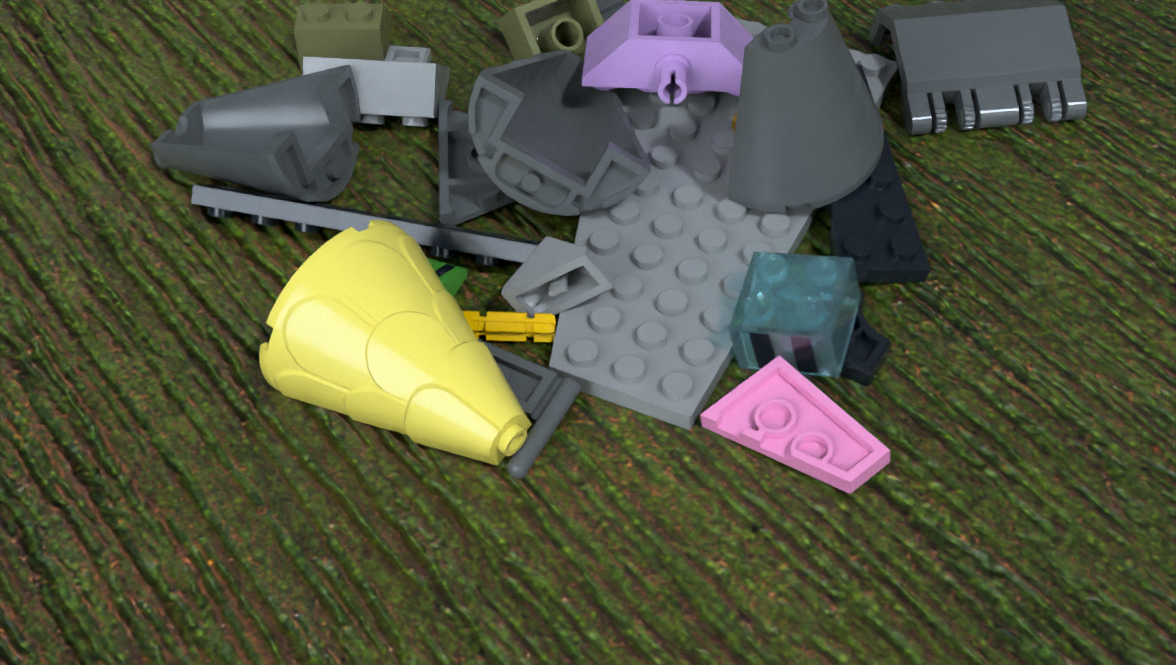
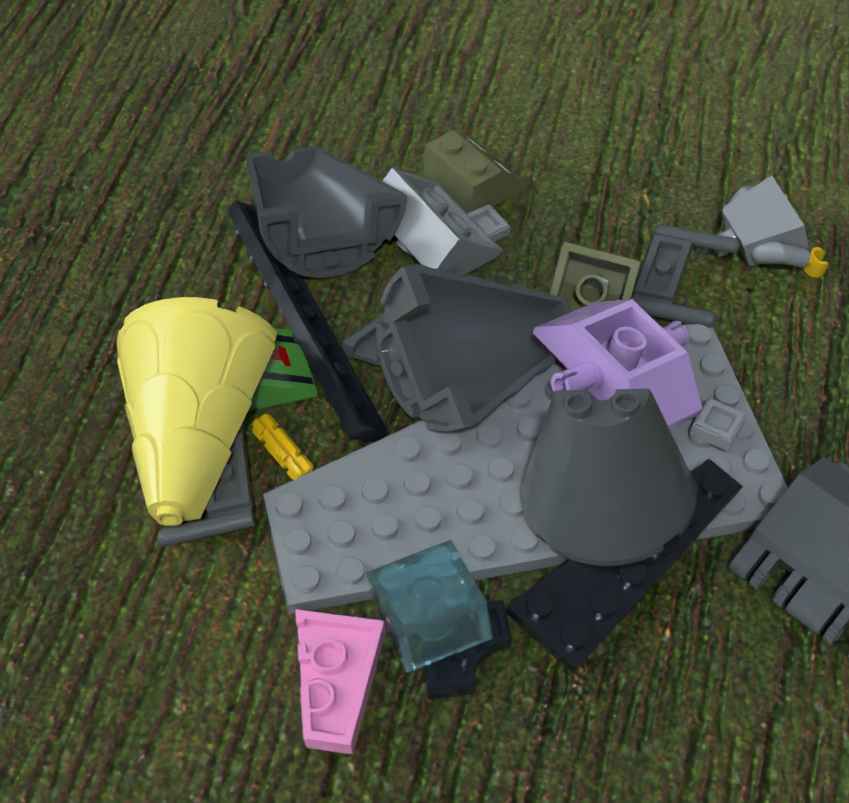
camera: 45 degrees right, 5 degrees up
(556, 279) = (332, 443): light grey slope -> none

